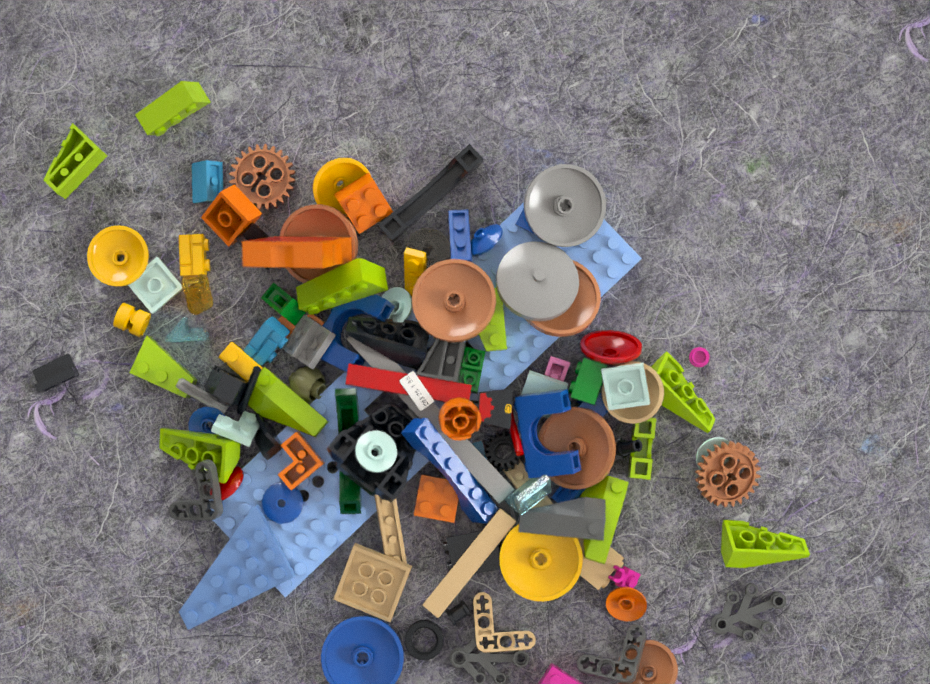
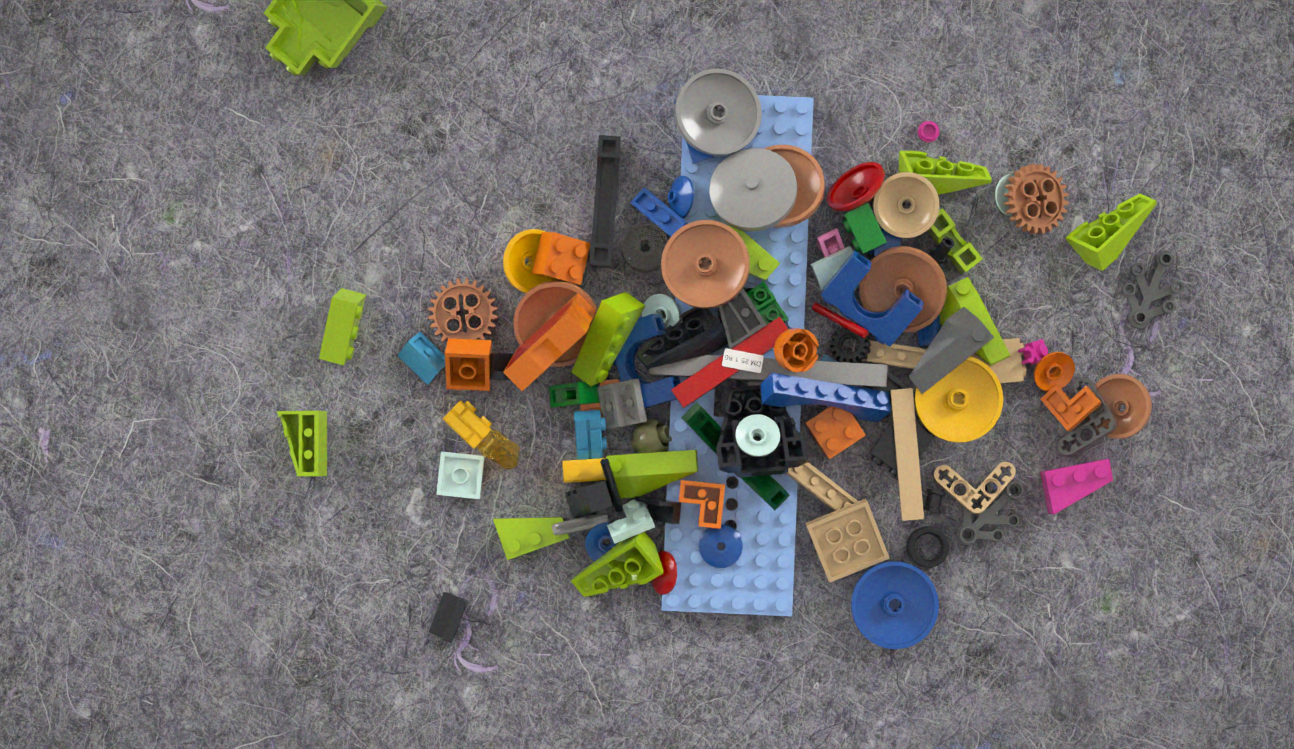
camera: 45 degrees left, 0 degrees up
(107, 248) = (396, 477): yellow dish -> none
(131, 319) = (468, 518): yellow wheel -> none
(181, 333) = (517, 493): clear light blue slope -> none
(203, 503) = (662, 603): dark grey beam -> none
(242, 570) = (740, 626): medium blue wing -> none
(413, 267) = (650, 271): yellow plate -> none
(495, 407) = (814, 315): torso -> none
(529, 494) = (902, 357): clear light blue panel -> none
(612, 643) = (1071, 411): none -> orange plate
(625, 386) = (897, 204): light aqua plate -> none

